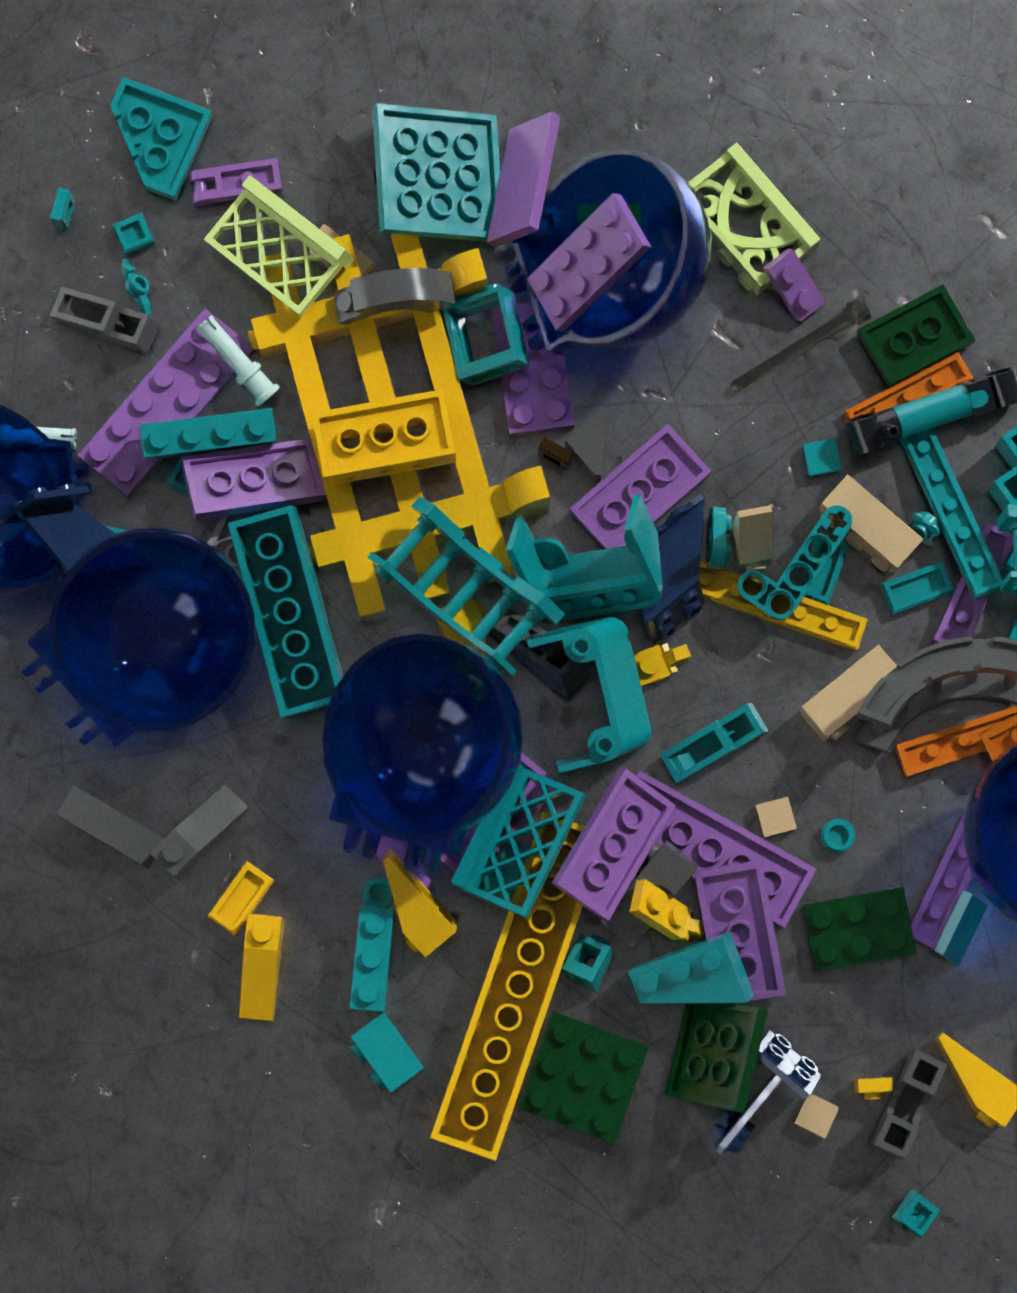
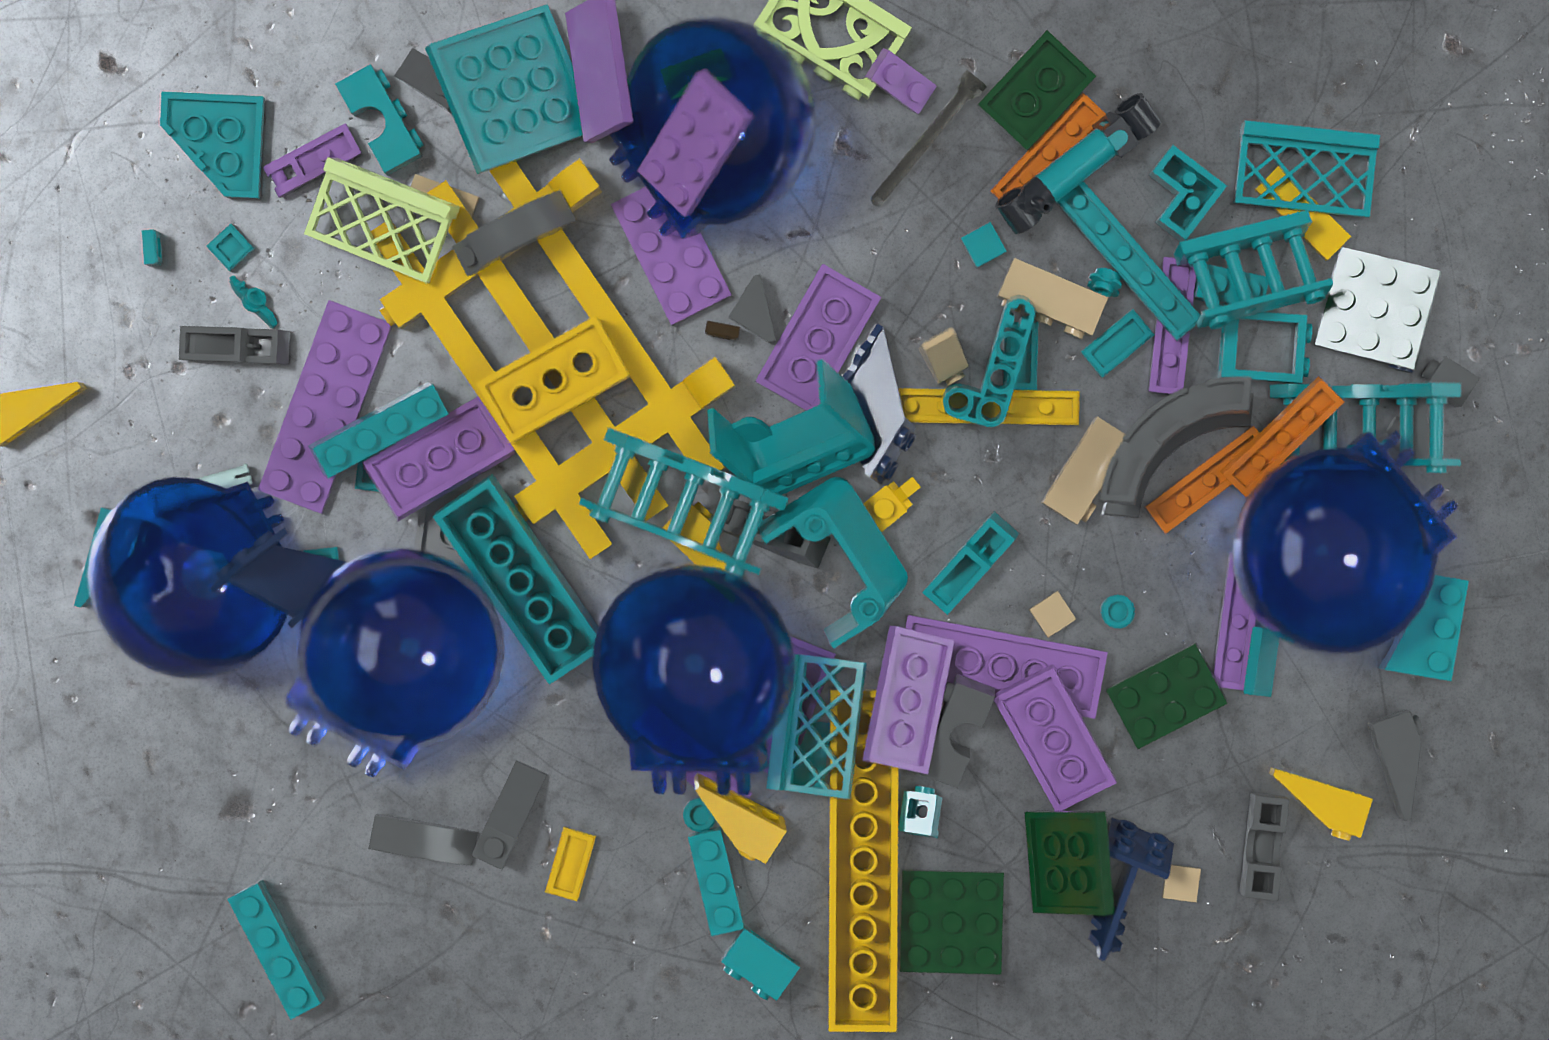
camera: 25 degrees left, 10 degrees up
(247, 372) = (394, 352): light aqua pin -> none
(261, 966) = (612, 922): yellow slope -> none
(305, 138) = (397, 144): none -> teal arch
(498, 364) = (591, 249): teal window -> none
(665, 913) = (977, 746): yellow hinge -> none
(694, 974) = (1024, 795): teal wedge -> none
(717, 527) = (913, 375): teal plate -> none
(873, 1087) = (1226, 840): yellow plate -> none
(916, 1213) = (1303, 942): teal tile -> none

